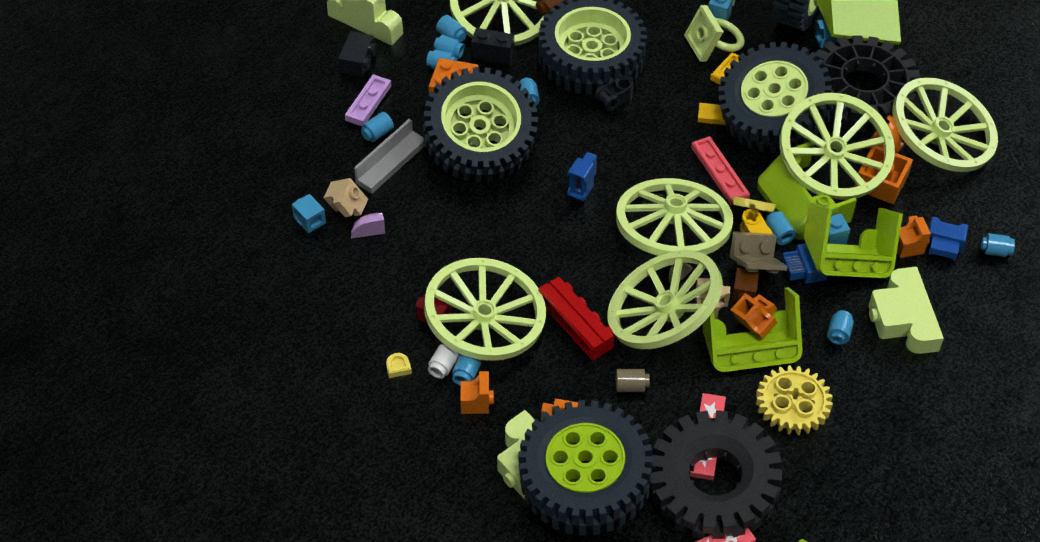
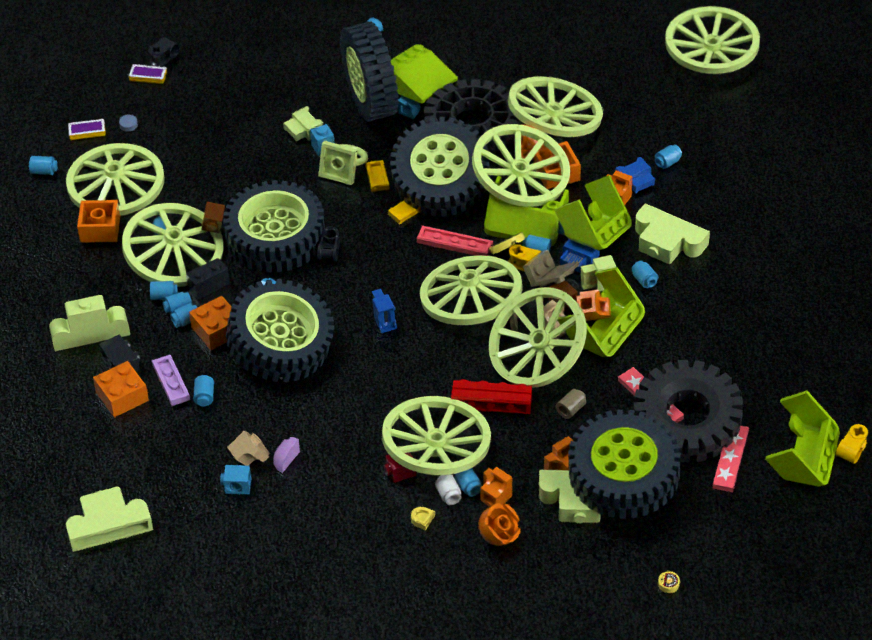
camera: 45 degrees left, 5 degrees down
(189, 163) = (107, 519): none -> yellowish green brick
(324, 77) = (121, 389): none -> orange brick
(388, 157) = (240, 403): light grey panel -> none
(434, 425) = (499, 524): none -> orange cylinder
(794, 400) = (672, 335): light yellow gear -> none
(801, 285) = (588, 276): none -> yellowish green piece

